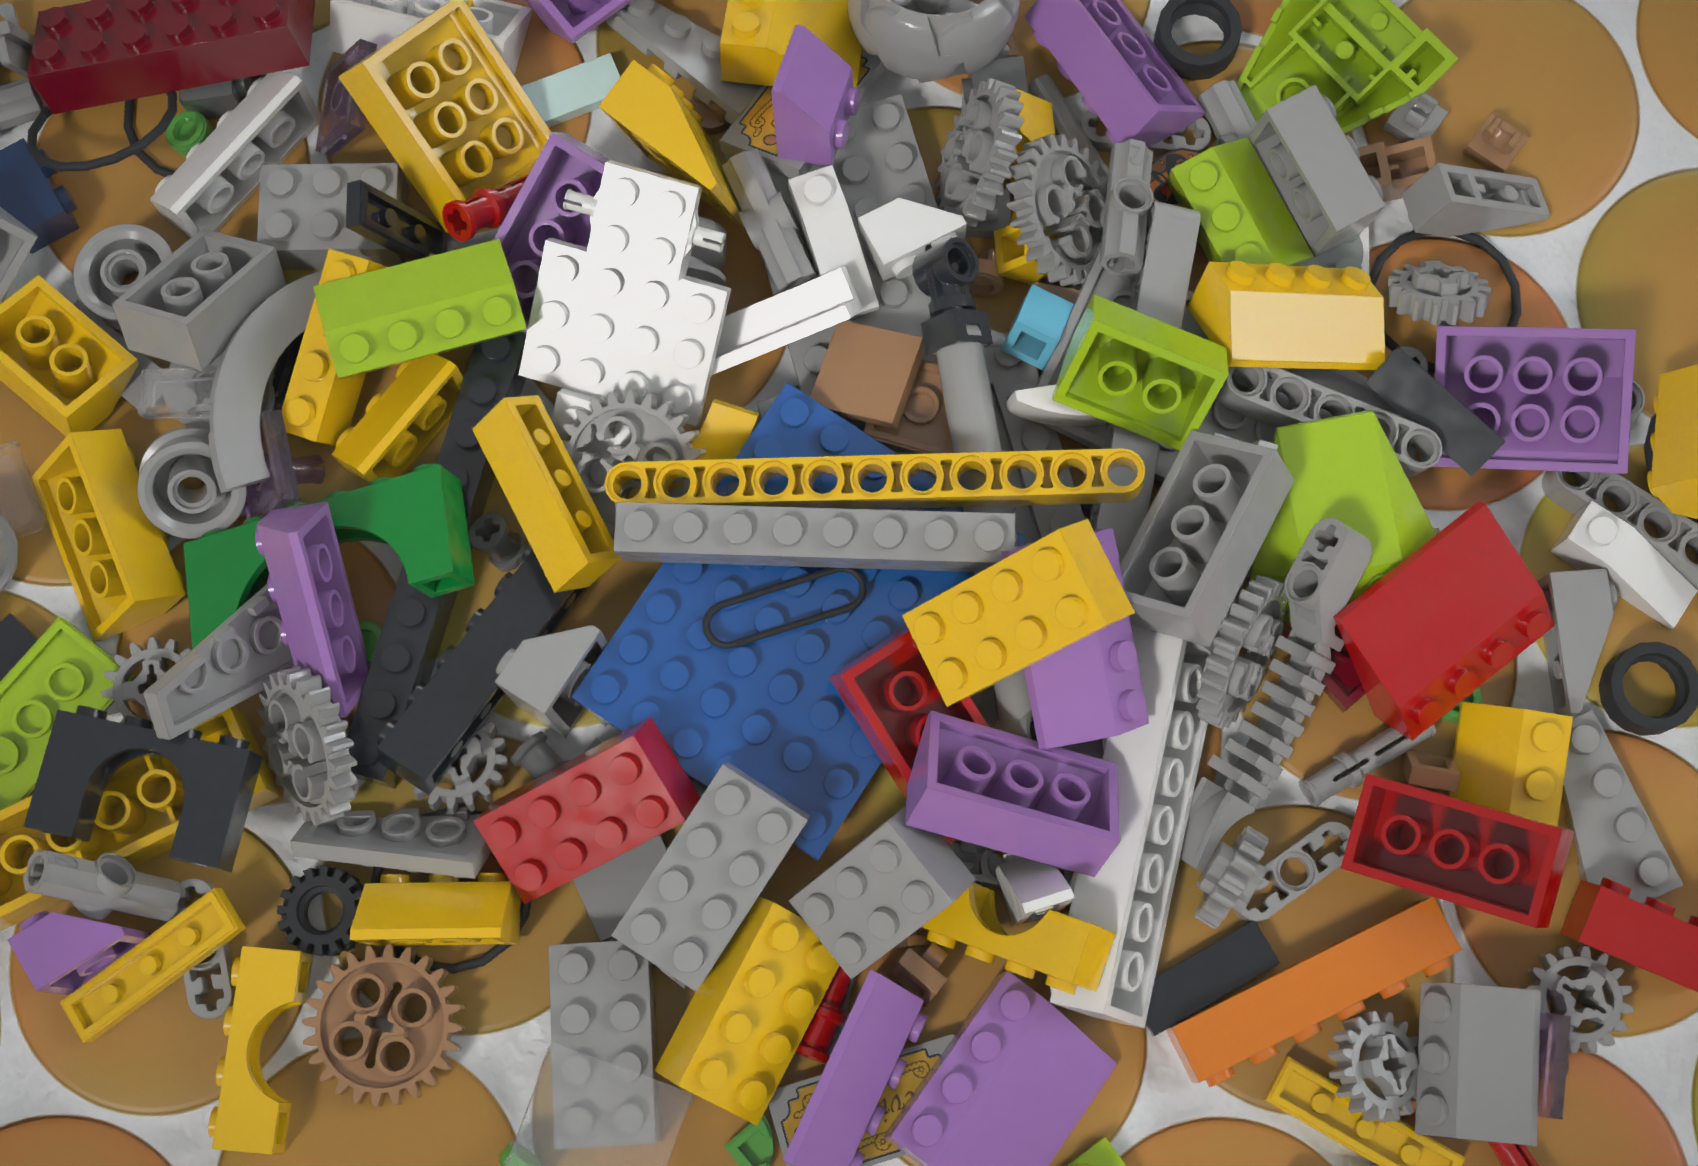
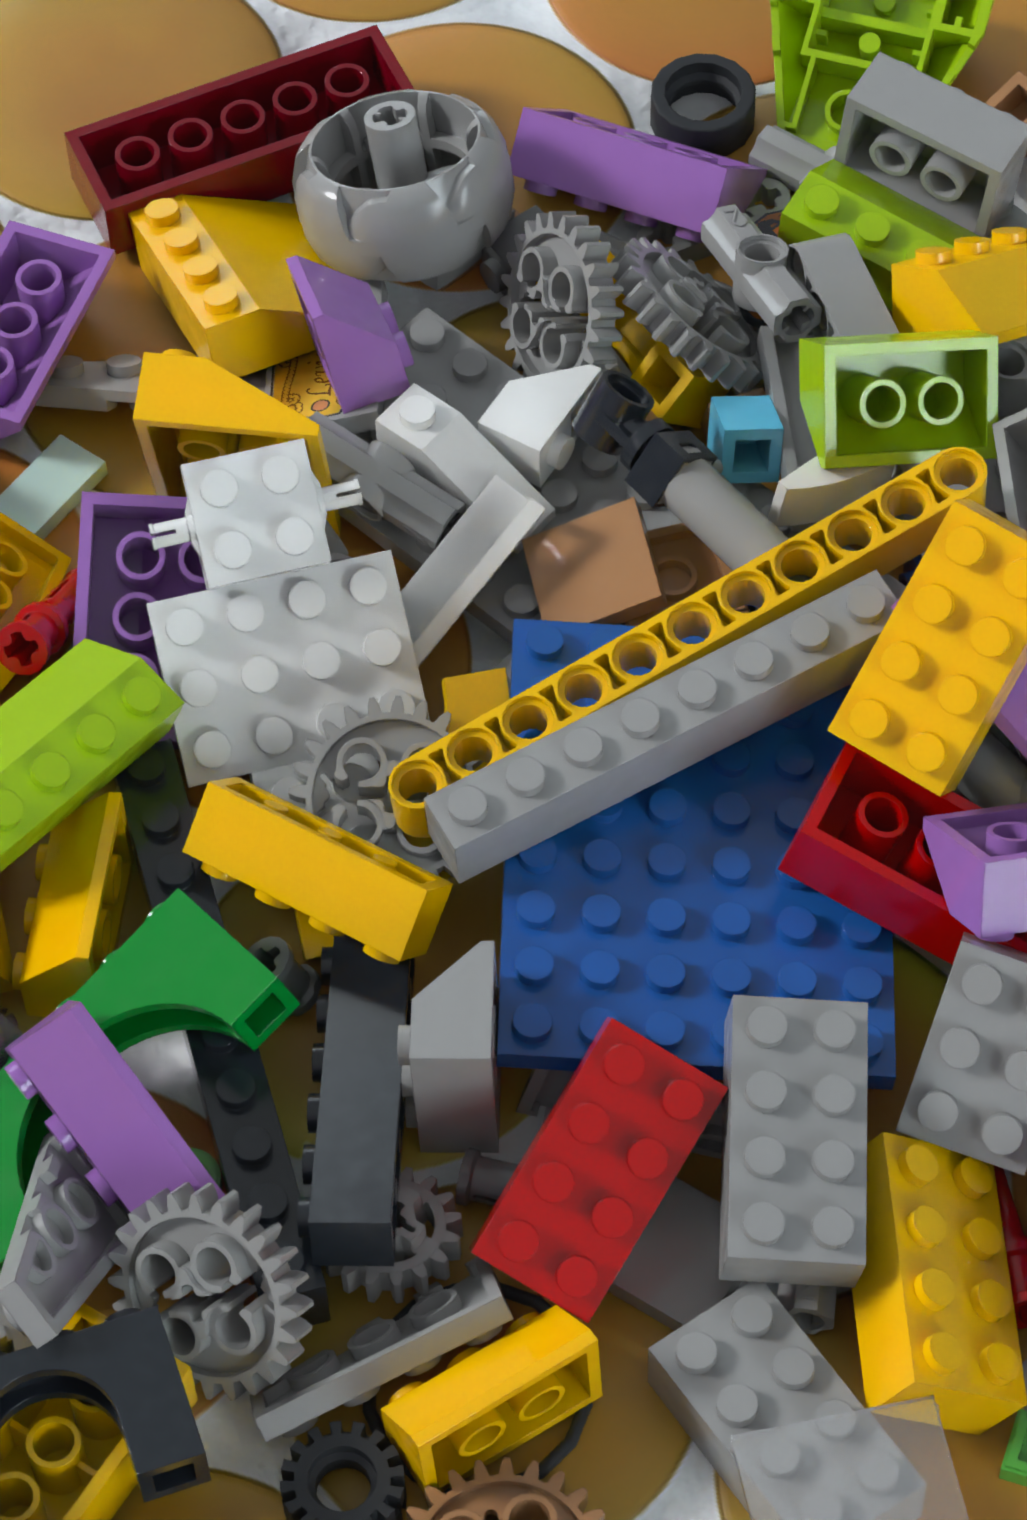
camera: 30 degrees left, 20 degrees down
(790, 626) = (691, 853): black piece -> none
(1416, 119) = (988, 69): light grey tile -> none

